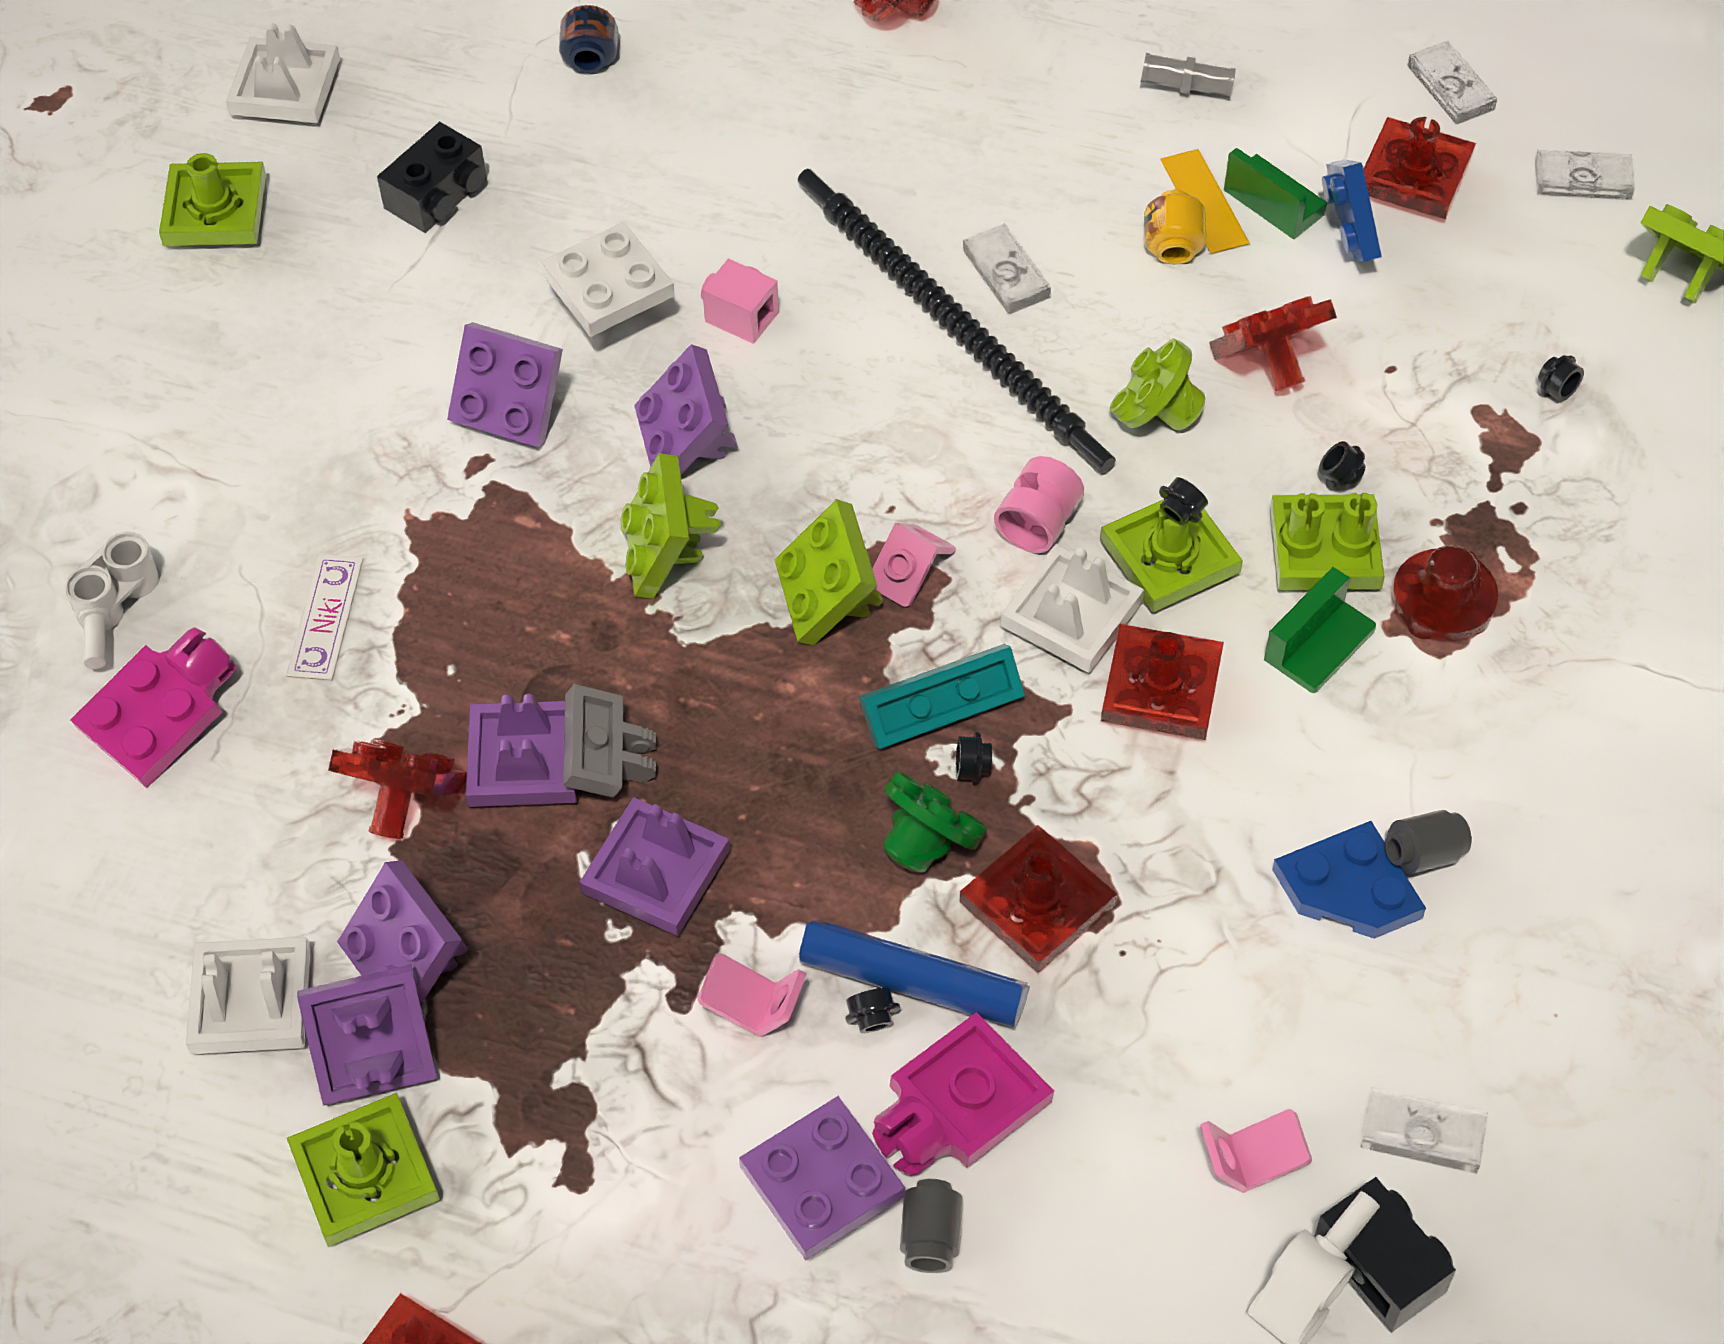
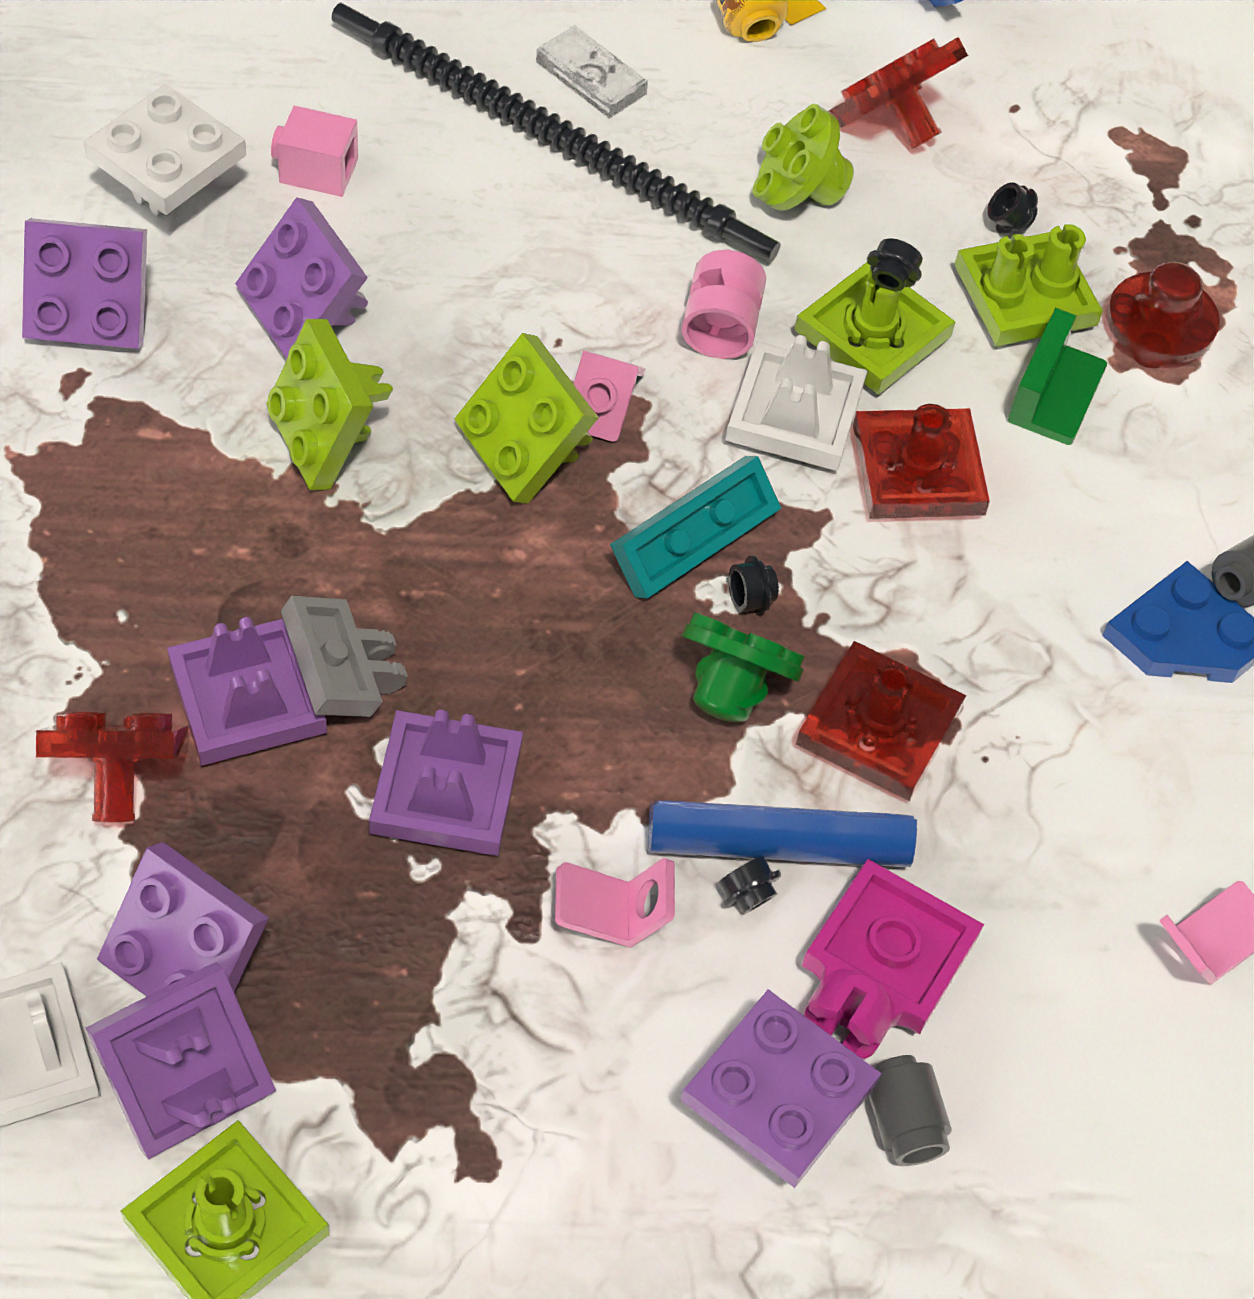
camera: 25 degrees left, 0 degrees up
(1560, 377) = (1185, 85): black plate -> none

